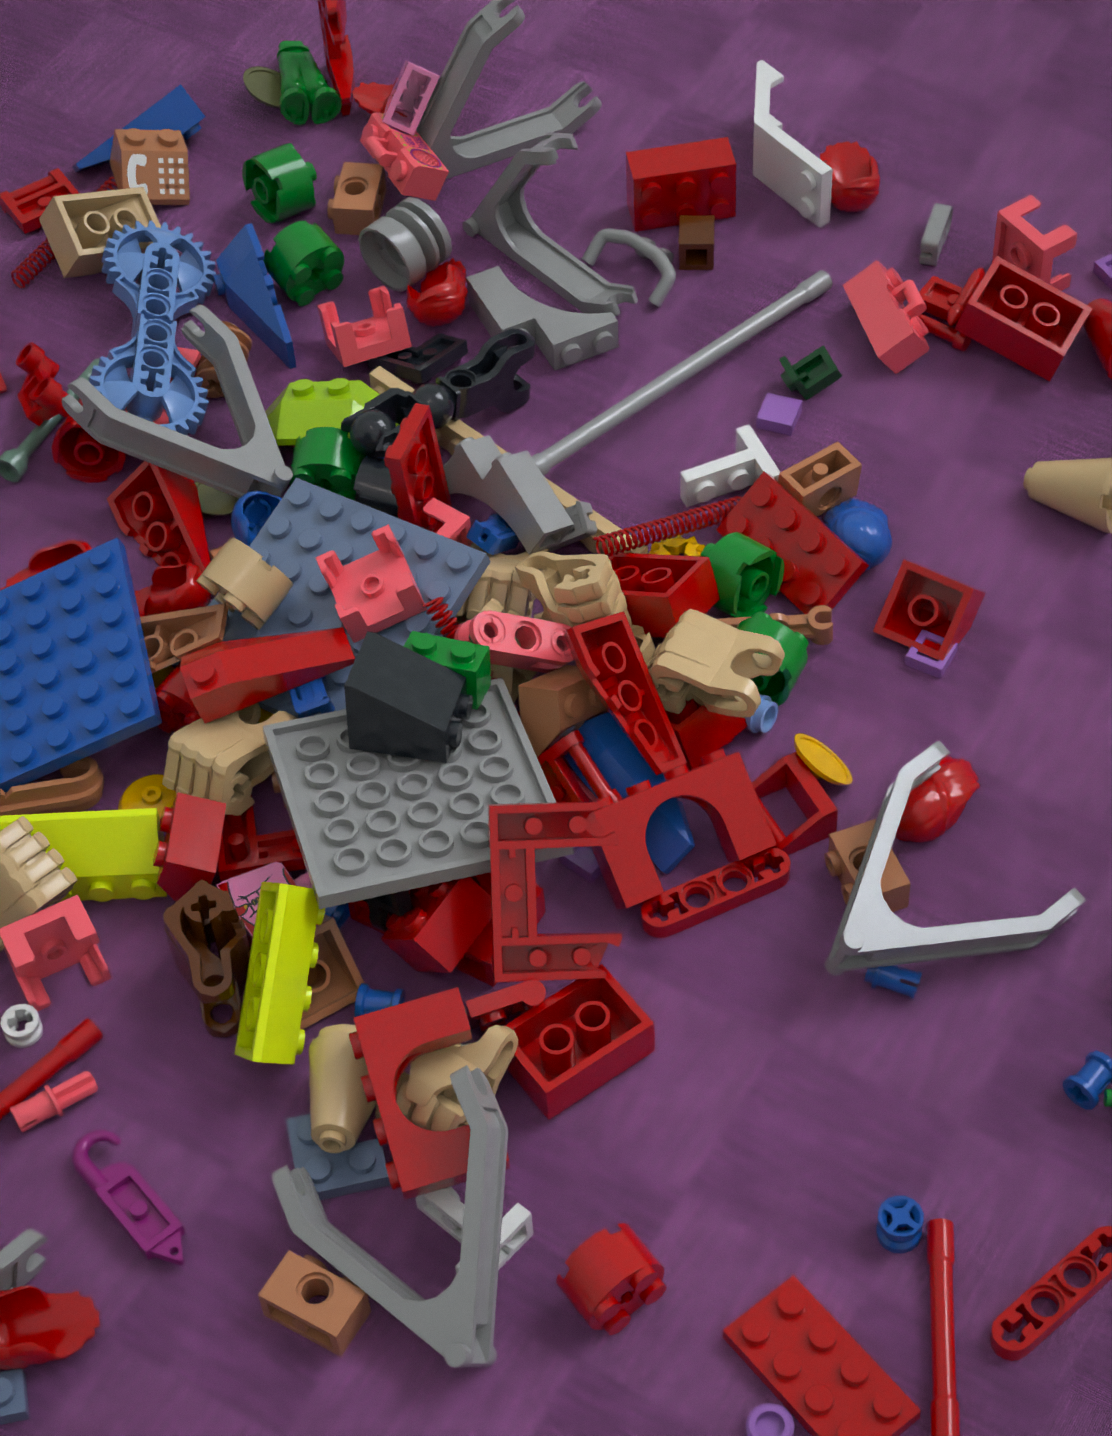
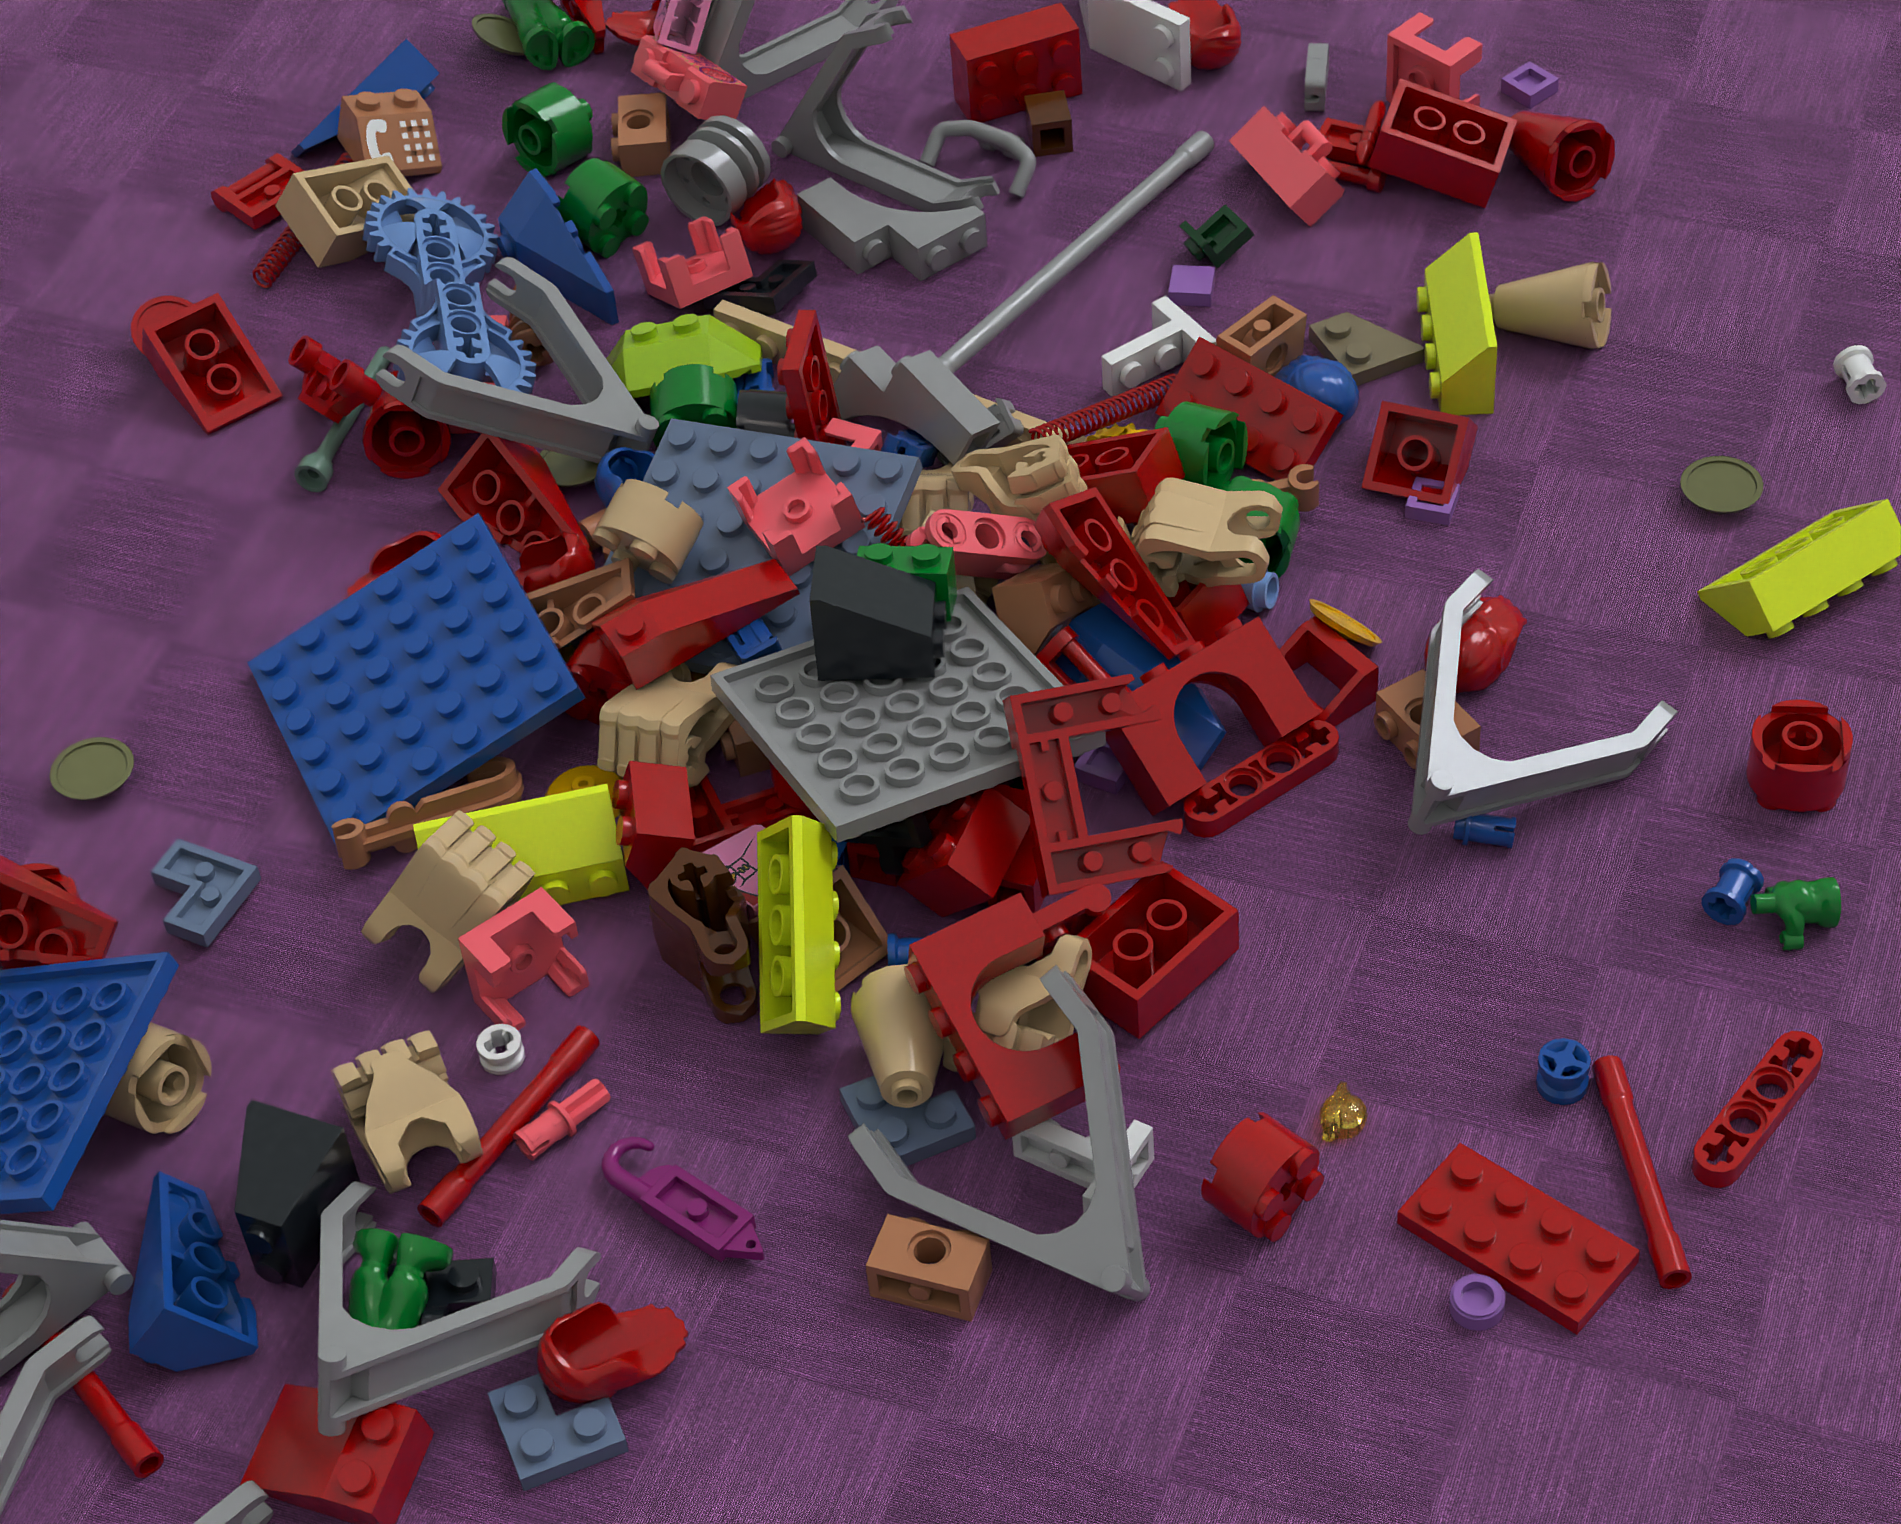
camera: 10 degrees left, 5 degrees down
(464, 391) = (842, 303): black piece -> none
(701, 1226) = (1342, 1114): none -> clear yellow piece
(909, 498) = (1364, 347): none -> dark tan wing
(991, 499) = (1459, 330): none -> neon yellow slope

